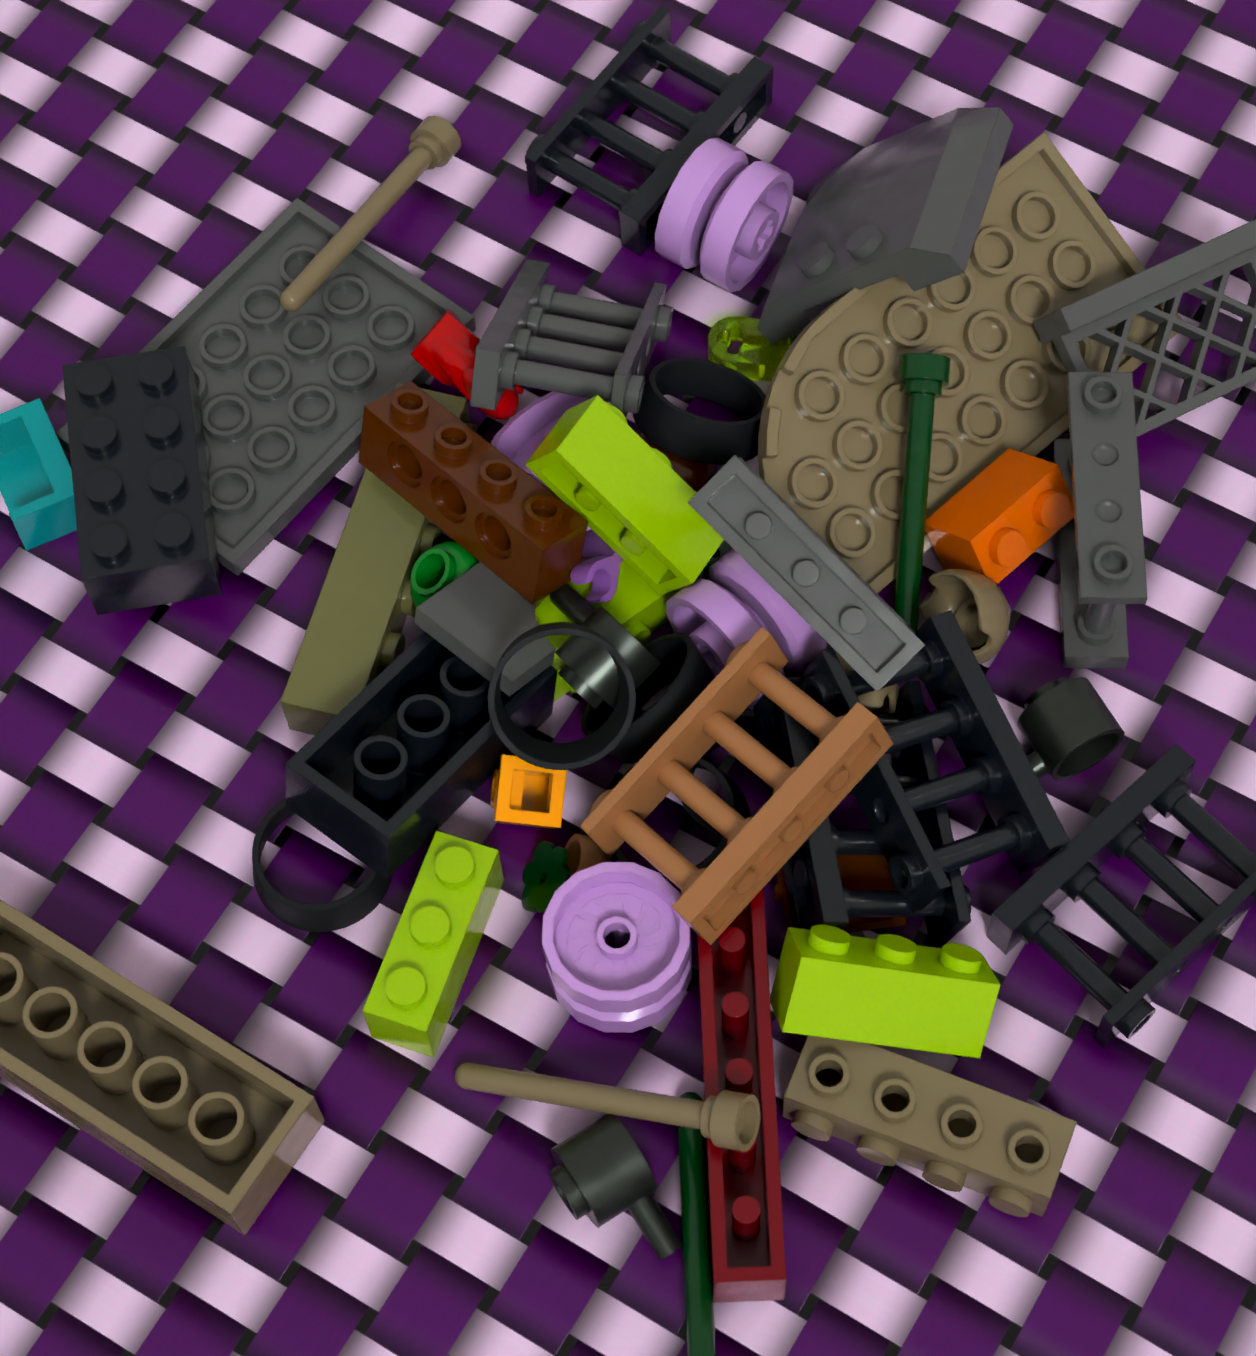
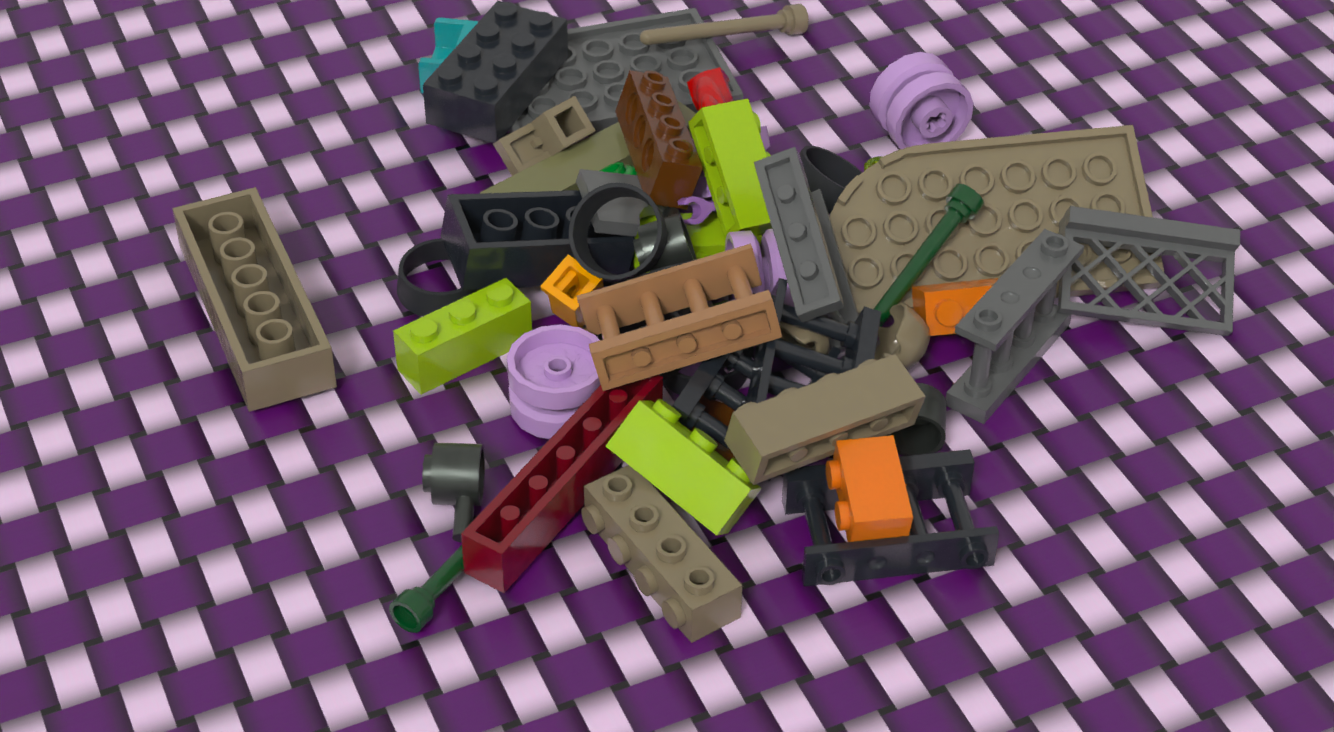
camera: 30 degrees right, 20 degrees down
(287, 545) = (545, 136): none -> dark tan brick
(569, 333) = (775, 100): dark grey fence -> none
(726, 1119) = (532, 459): dark tan piece -> none
(738, 107) = (977, 71): black fence -> none
(890, 212) = (1017, 121): dark grey wedge -> none
(1026, 835) = (807, 421): none -> dark tan brick
(1130, 893) = (869, 489): none -> orange brick

